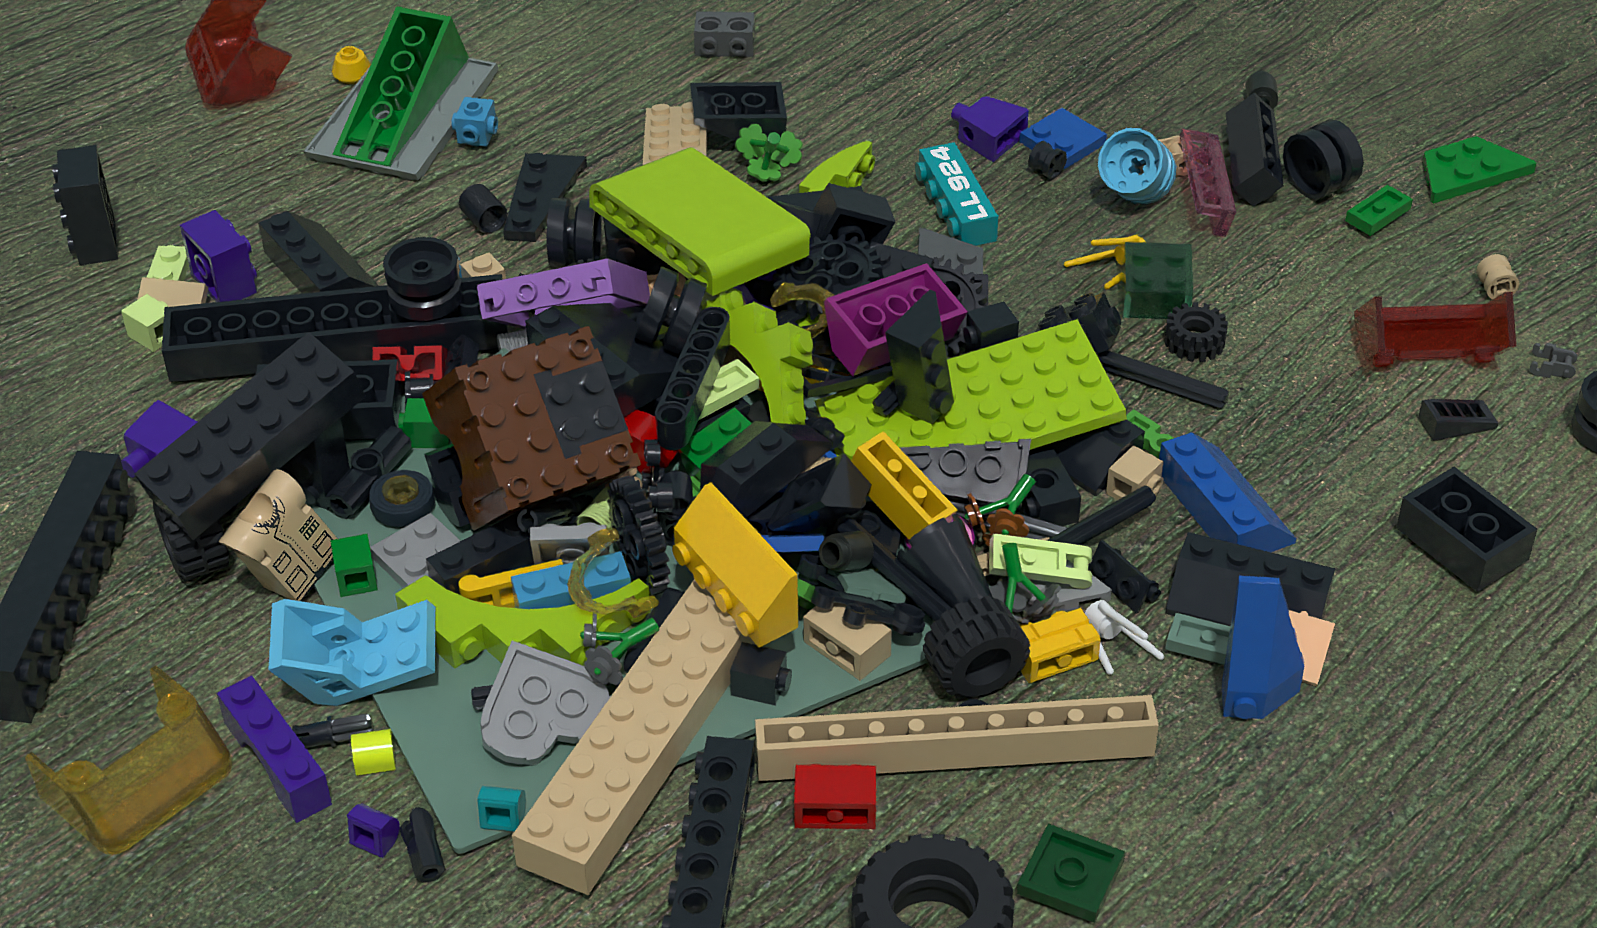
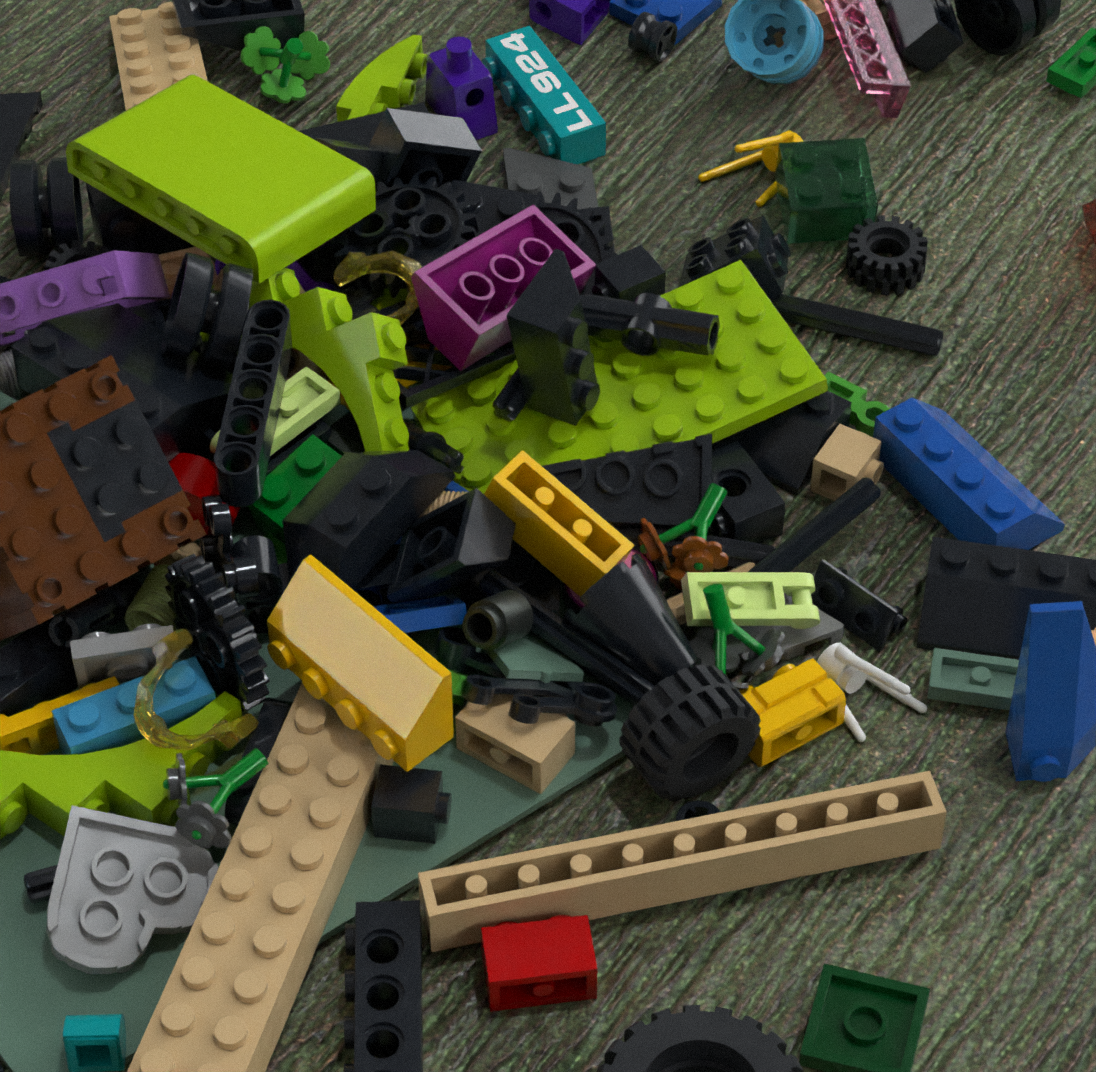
camera: 10 degrees left, 5 degrees up
(893, 171) = (461, 87): none -> dark purple torso
(997, 356) = (650, 324): none -> black piece

